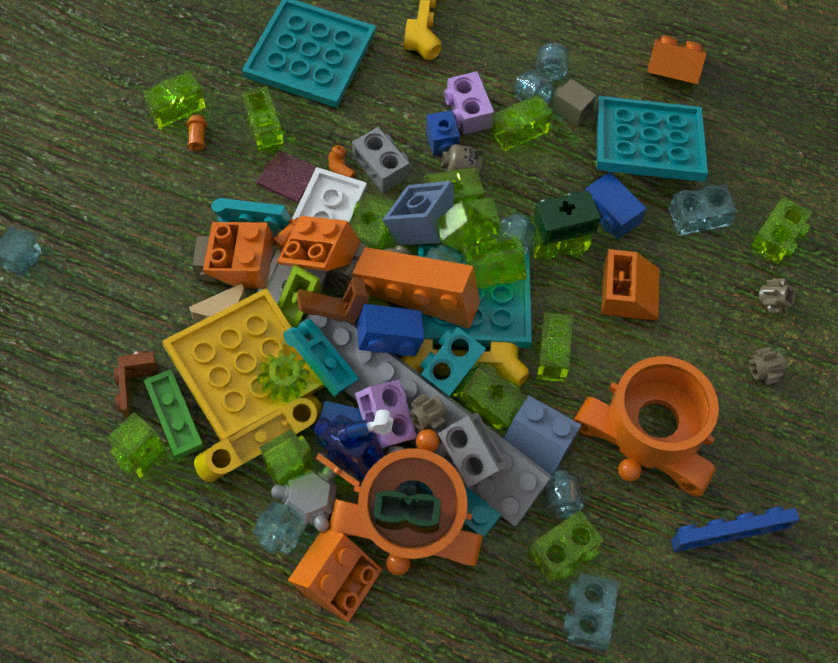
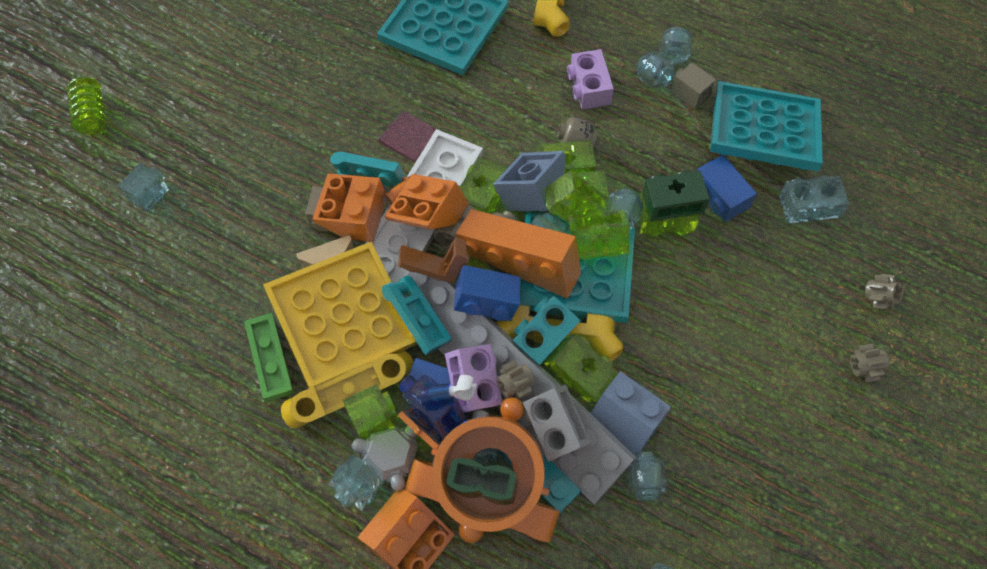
camera: 10 degrees right, 0 degrees up
(132, 366) = (233, 307): dark orange bracket -> none
(135, 446) = (225, 386): clear neon green brick -> none
(174, 99) = (310, 55): clear neon green brick -> none
(196, 126) = (328, 83): orange pin -> none
(262, 119) = (390, 80): clear neon green brick -> none
(288, 301) = (404, 236): lime slope -> none
(290, 384) = (380, 339): clear neon green gear -> none
(337, 162) = (457, 126): orange arm -> none
(376, 162) = (494, 121): light grey brick -> none
(441, 131) = (561, 104): blue brick -> none
(521, 122) = (640, 101): clear neon green brick -> none
(554, 347) = (651, 324): clear neon green brick -> none
(560, 541) = (639, 524): clear neon green brick -> none
(630, 286) = (733, 269): orange slope -> none
(676, 59) = (799, 52): orange slope -> none
(682, 391) = (779, 382): orange piece -> none
(745, 526) = (832, 529): blue plate -> none
(780, 229) = (896, 222): clear neon green brick -> none

